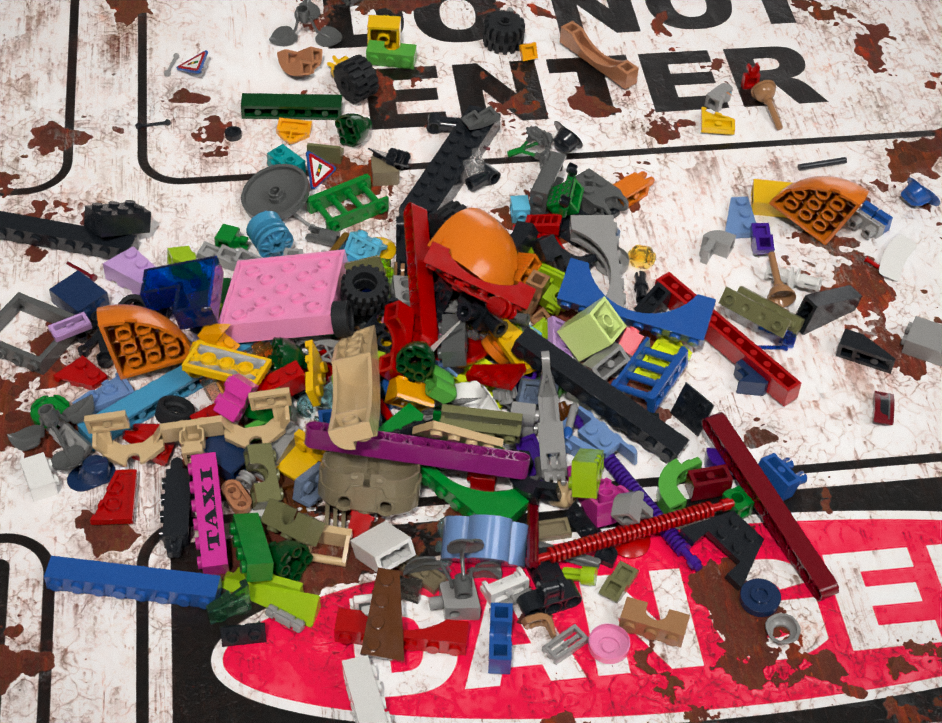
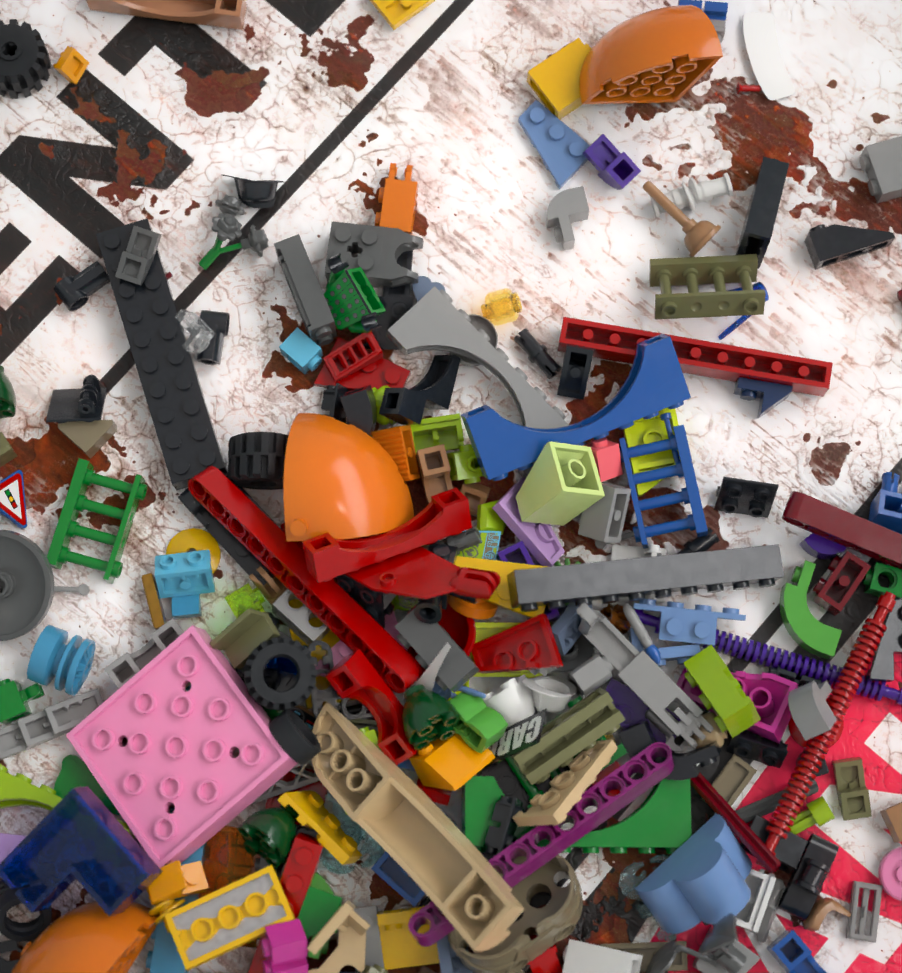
camera: 40 degrees left, 30 degrees up
(323, 236) = (120, 593): dark grey hinge -> none

